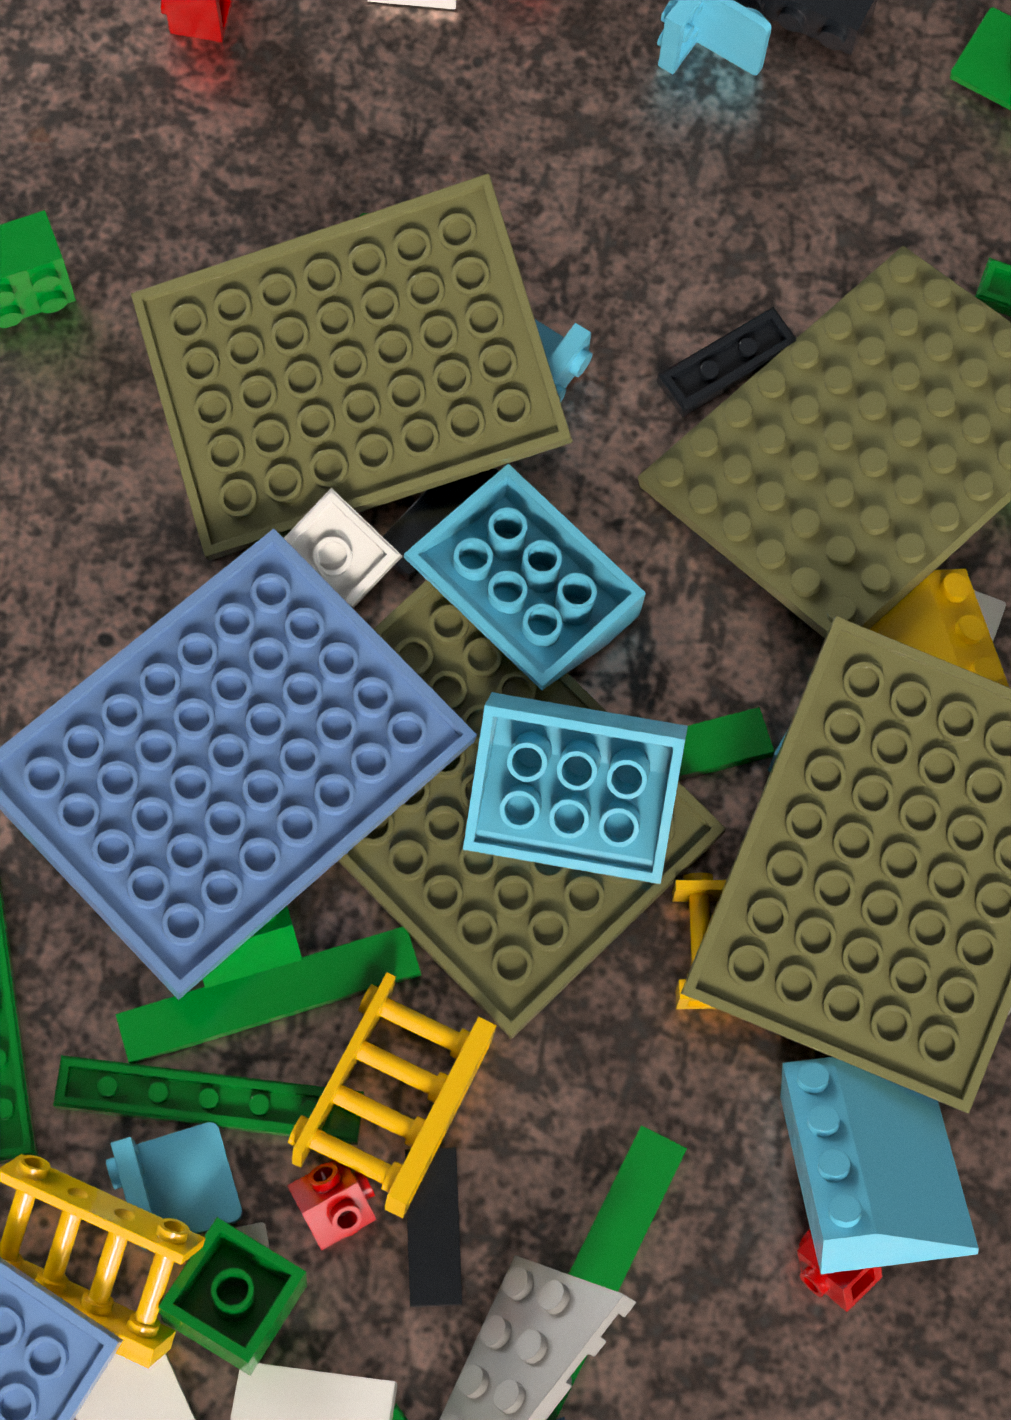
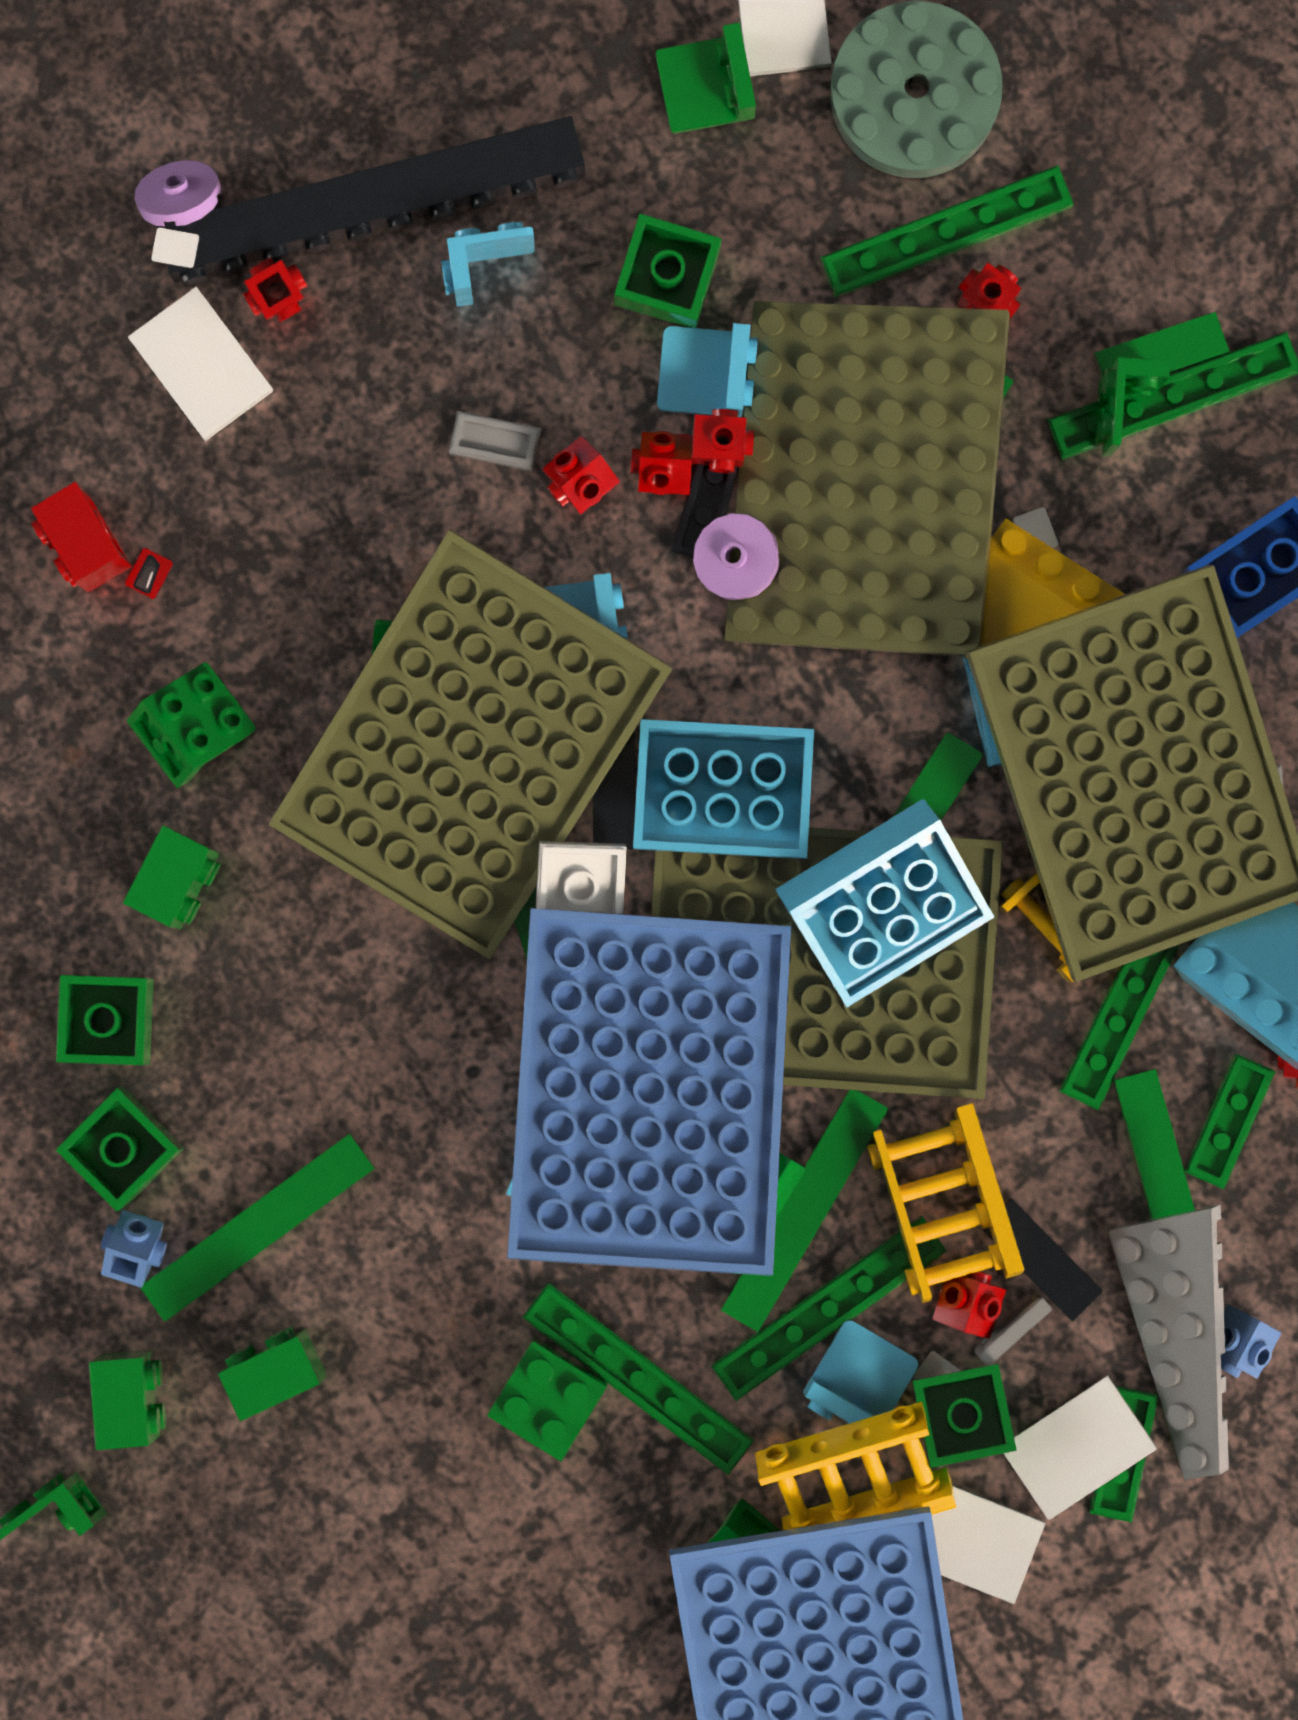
camera: 45 degrees left, 15 degrees up
(150, 179) = (190, 723): none -> green bracket
(229, 57) = (149, 573): none -> sticker
(350, 1262) = (1012, 1329): none -> light grey tile
(594, 181) = (495, 441): none -> light grey tile
(636, 252) = (579, 476): none -> red brick
(691, 1079) = (1115, 1028): none -> green tile
(710, 432) = (757, 562): none -> lavender plate
(712, 1257) = (1229, 1121): none -> green tile
(714, 298) = (663, 463): none -> red brick
(777, 313) = (721, 424): none -> red brick
(815, 264) = (705, 370): none -> medium azure bracket
(852, 161) = (667, 271): none -> green brick

